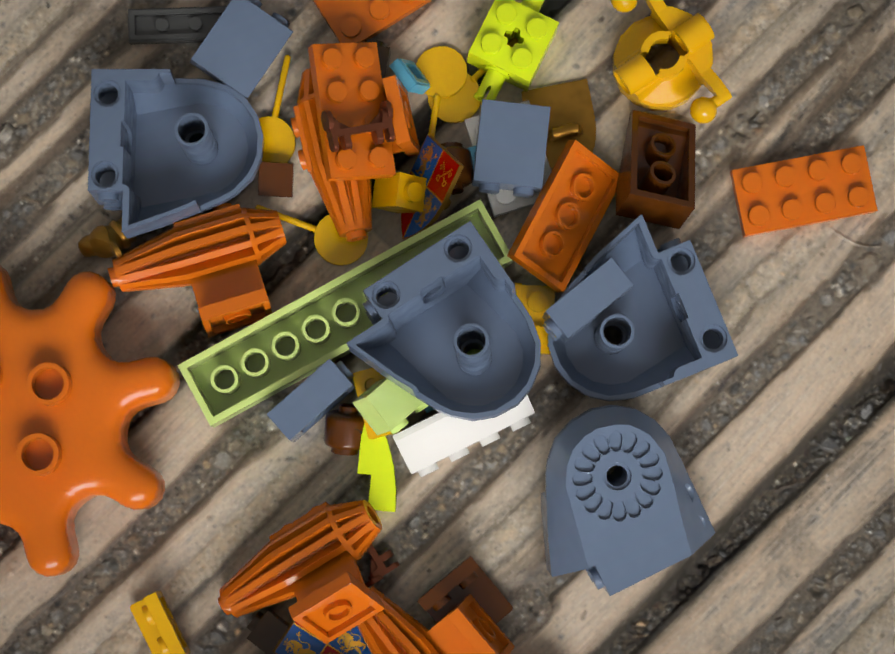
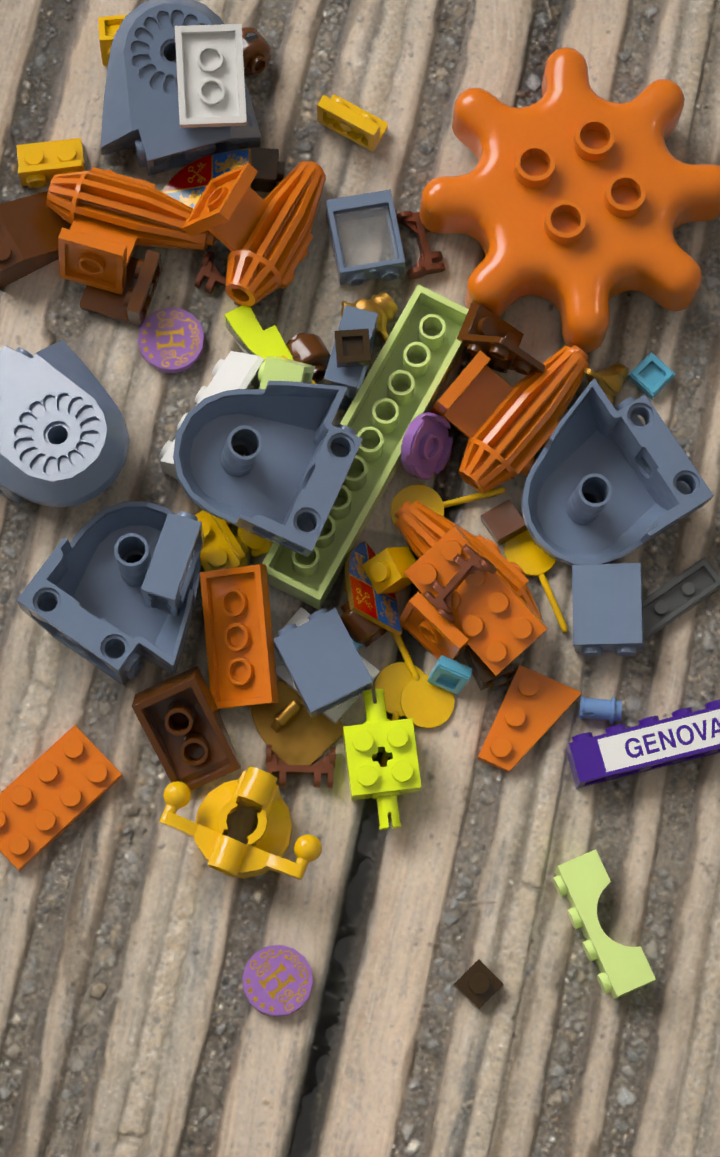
camera: 145 degrees right, 10 degrees down
(61, 227) = (651, 375): none -> medium azure tile
(177, 335) = (497, 340): none -> reddish brown bracket
(185, 455) = (425, 263): none -> copper piece
(223, 505) = (365, 238): none -> window
(264, 435) = (380, 304): none -> pearl gold animal
(298, 280) = (426, 446): none -> medium lavender tile
(311, 391) = (352, 348): none -> dark brown plate
(452, 526) = (171, 340): none -> medium lavender tile
(564, 71) = (322, 767): none -> copper piece

